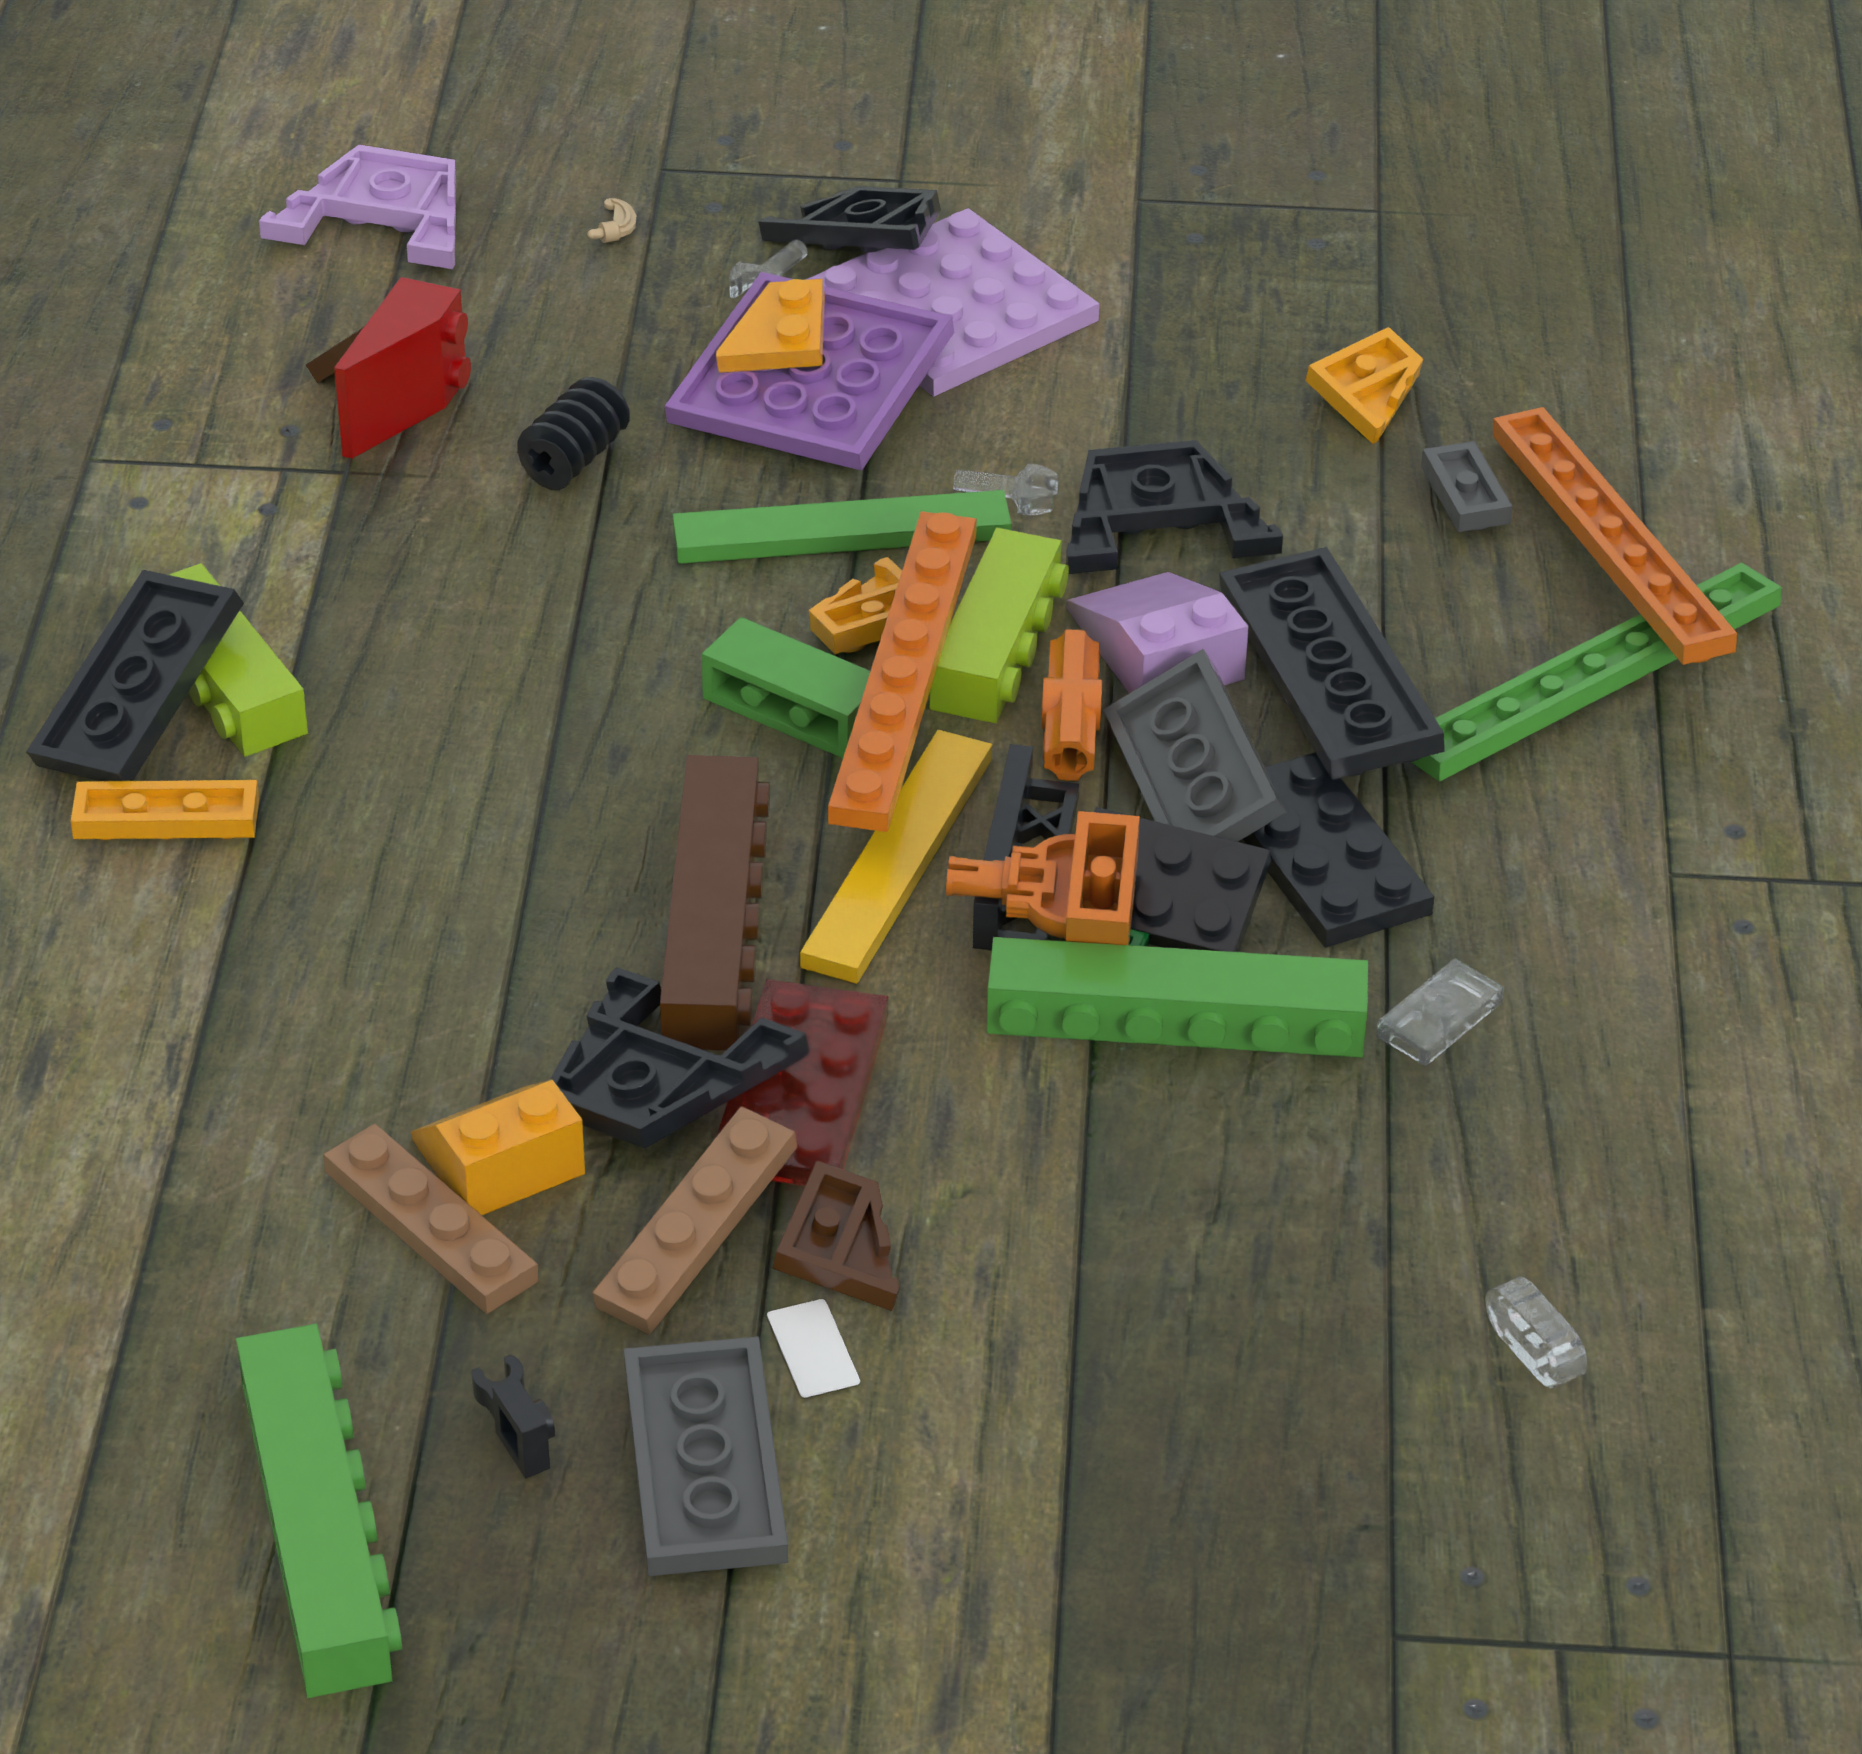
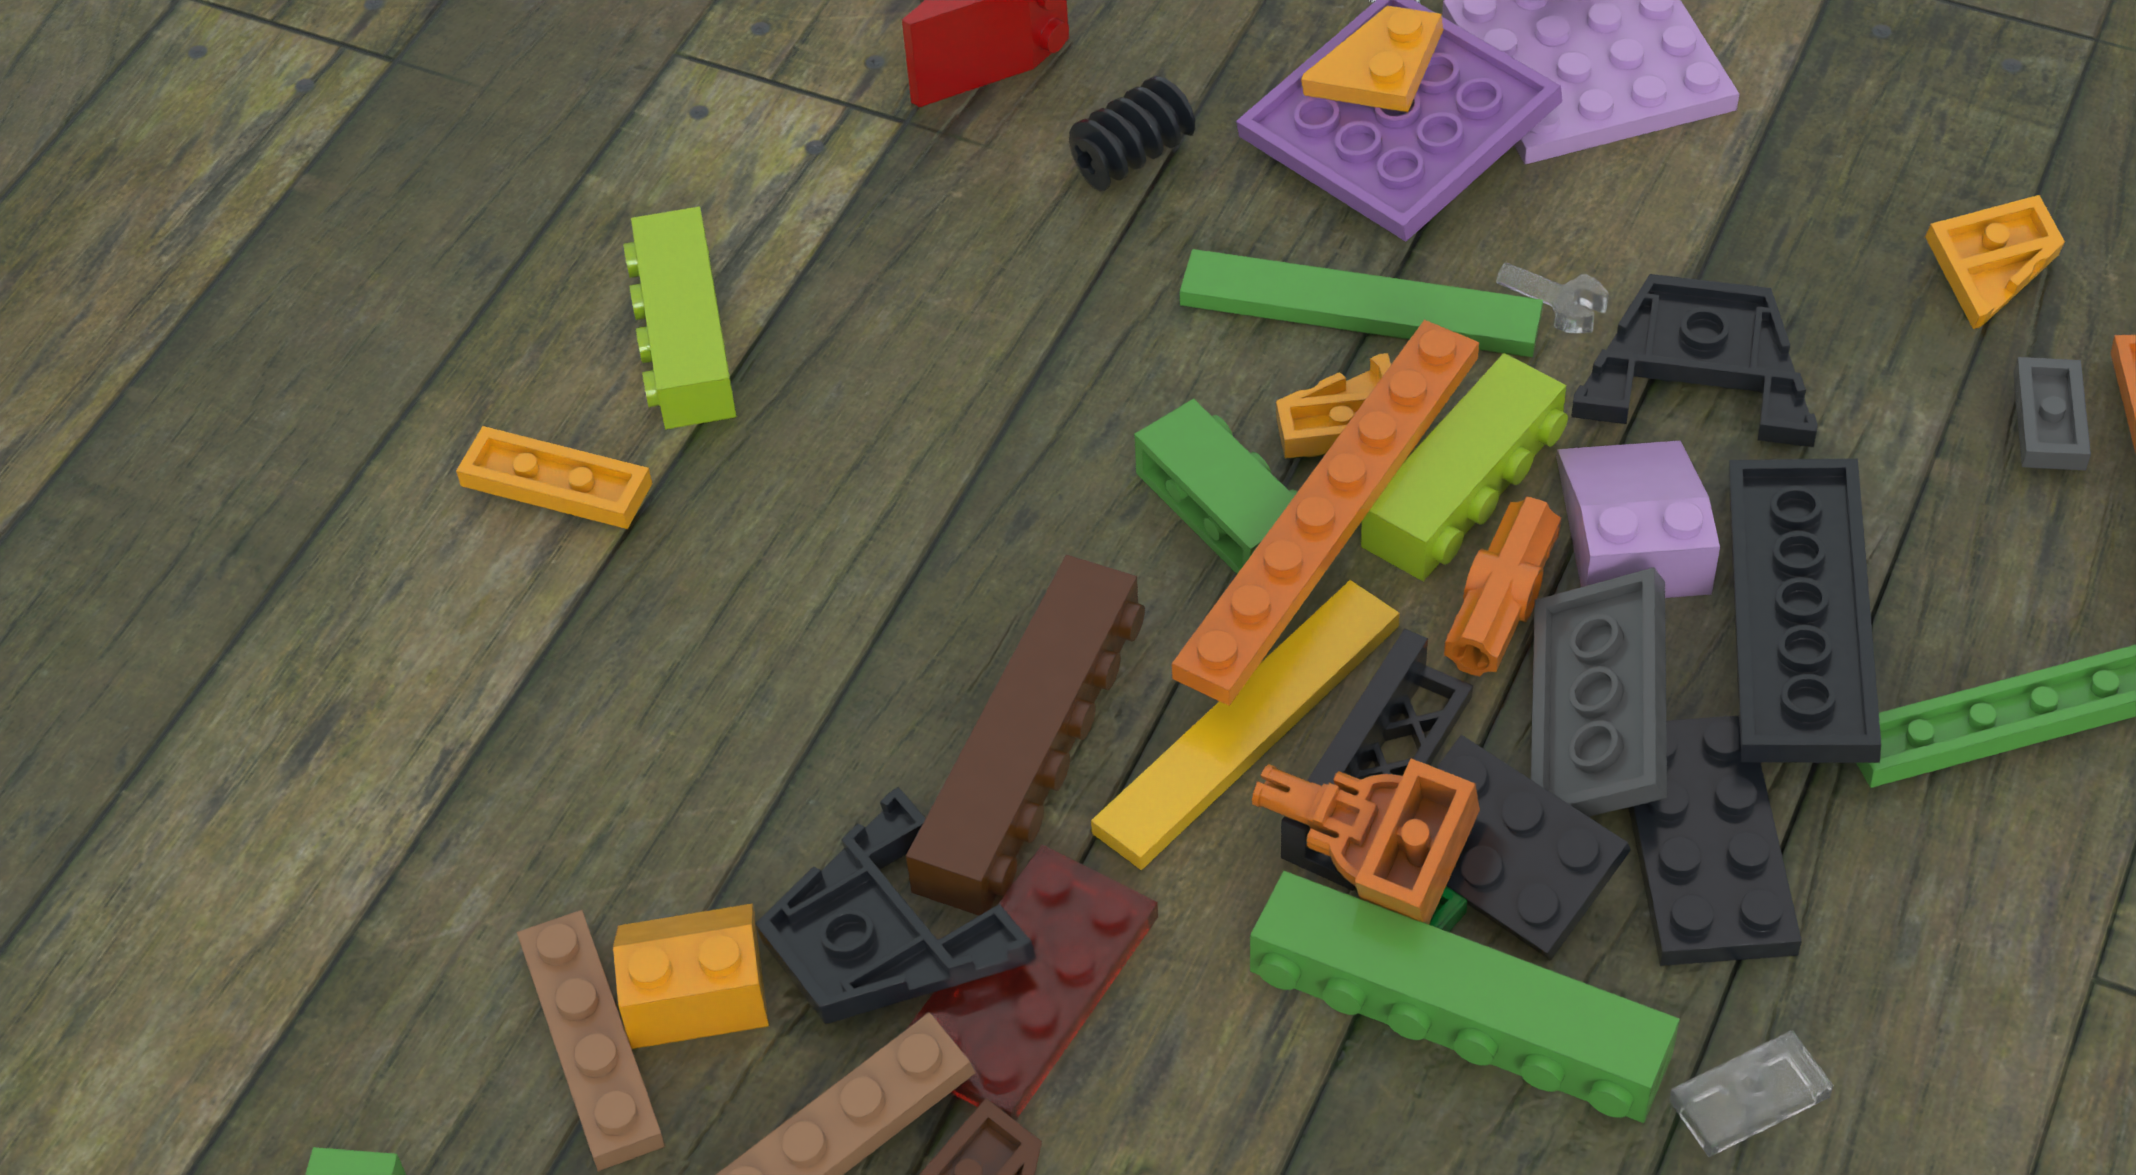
camera: 25 degrees right, 10 degrees up
(135, 677) = (579, 324): black plate -> none

